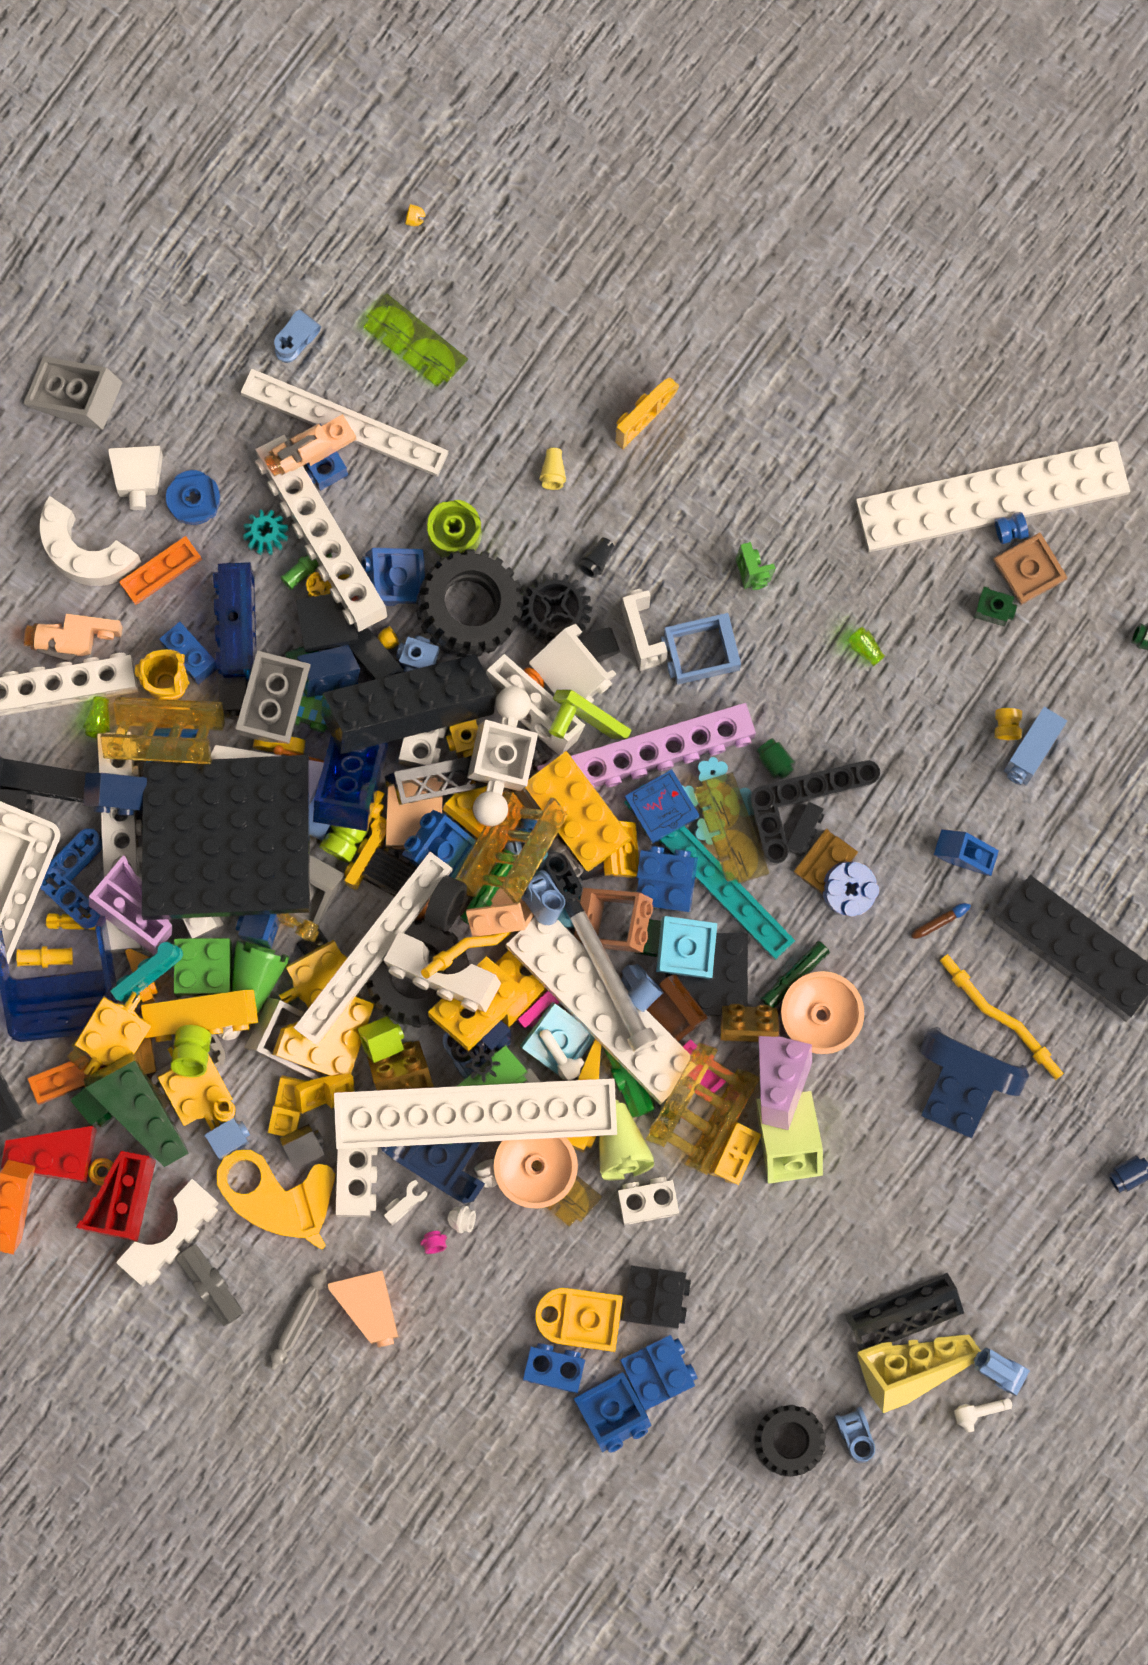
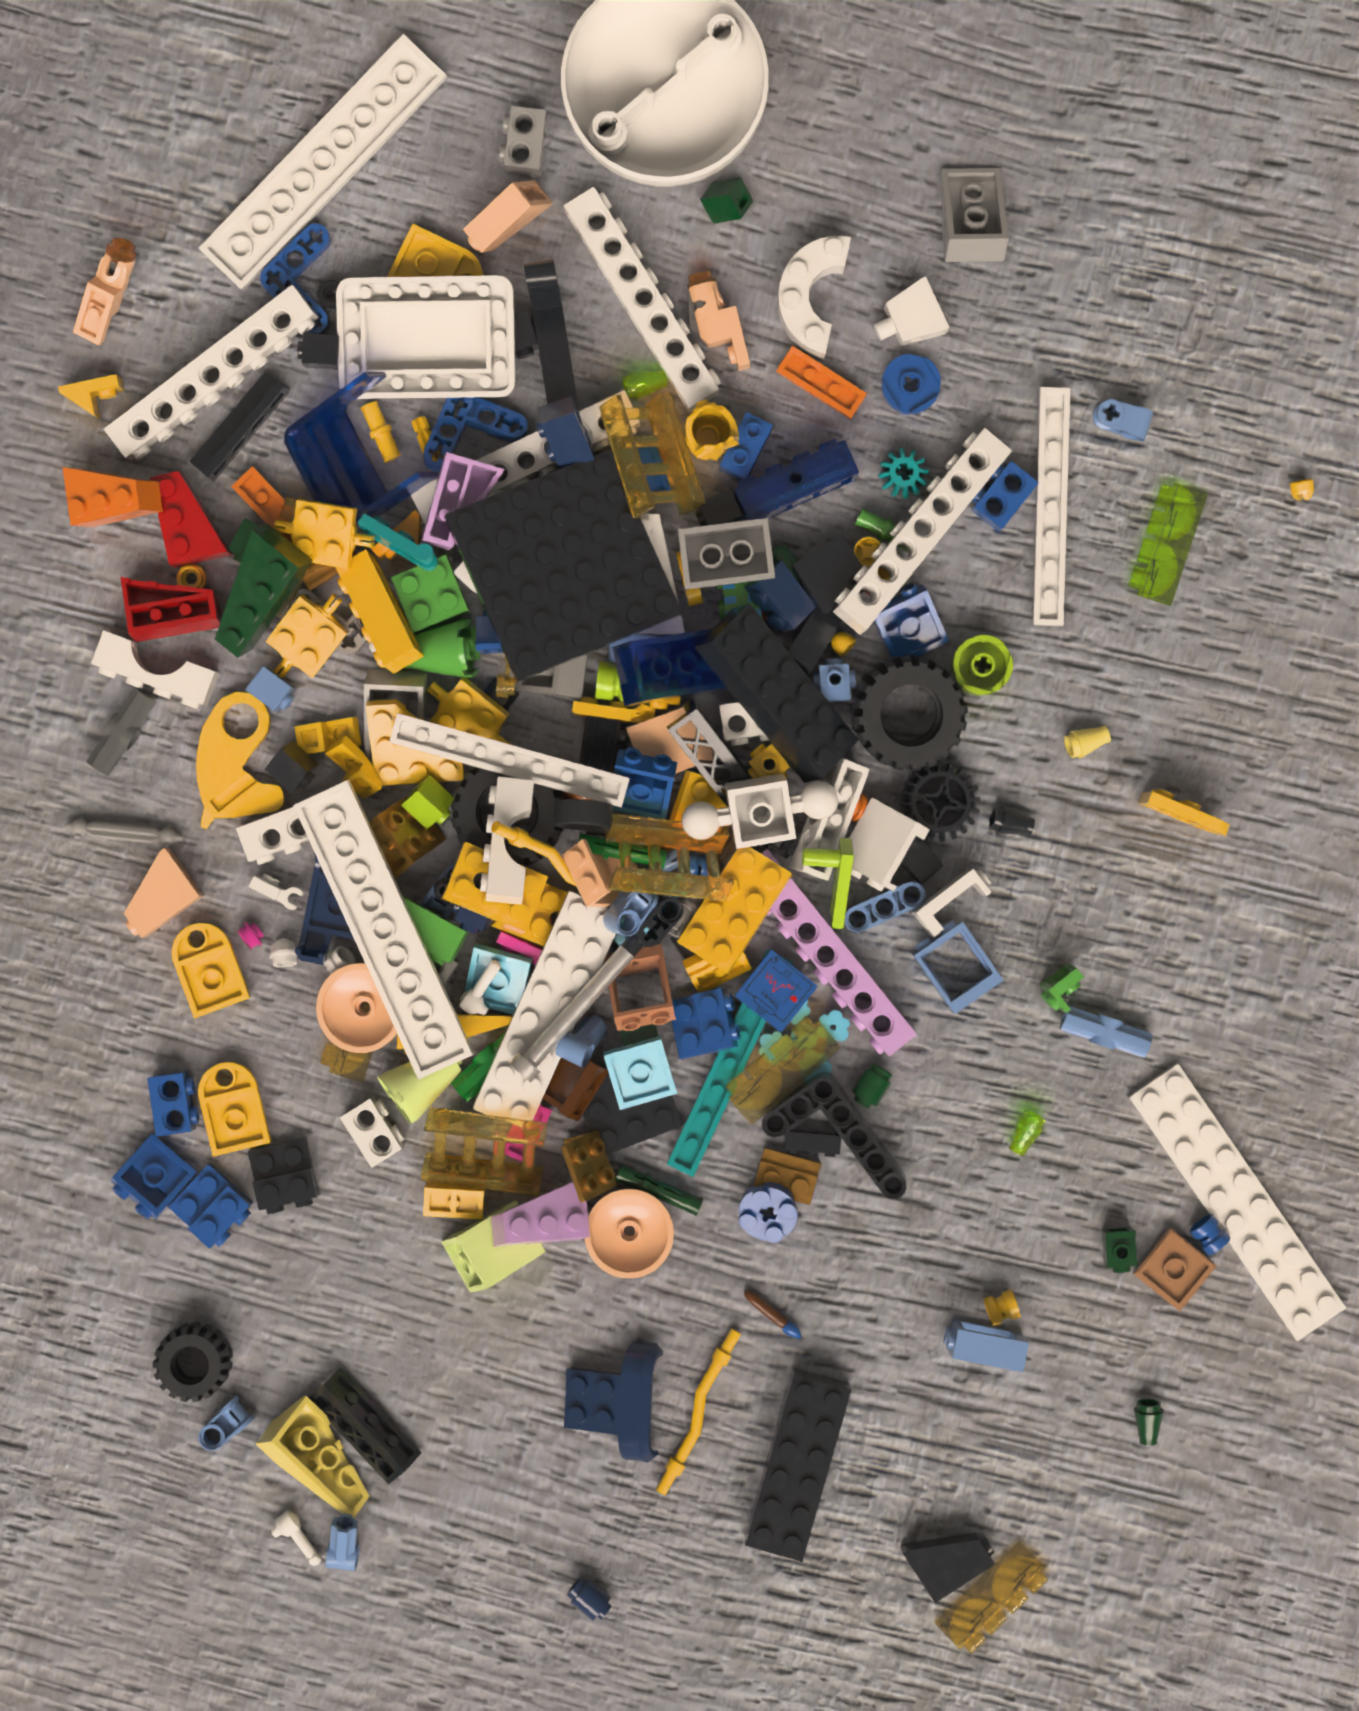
camera: 70 degrees right, 10 degrees up
(191, 1051) = (336, 619): lime wheel -> none
(224, 1109) = (294, 675): yellow axle -> none
(279, 750) = (679, 581): orange hinge -> none
(310, 446) = (1007, 483): light nougat plate -> none
(452, 1292) = (208, 972): none -> yellow plate
(476, 1060) = (426, 914): black gear -> none
(626, 677) = (899, 906): none -> medium blue beam
(806, 547) = (1106, 1031): none -> medium blue piece
(966, 851) = (852, 1314): blue slope -> none

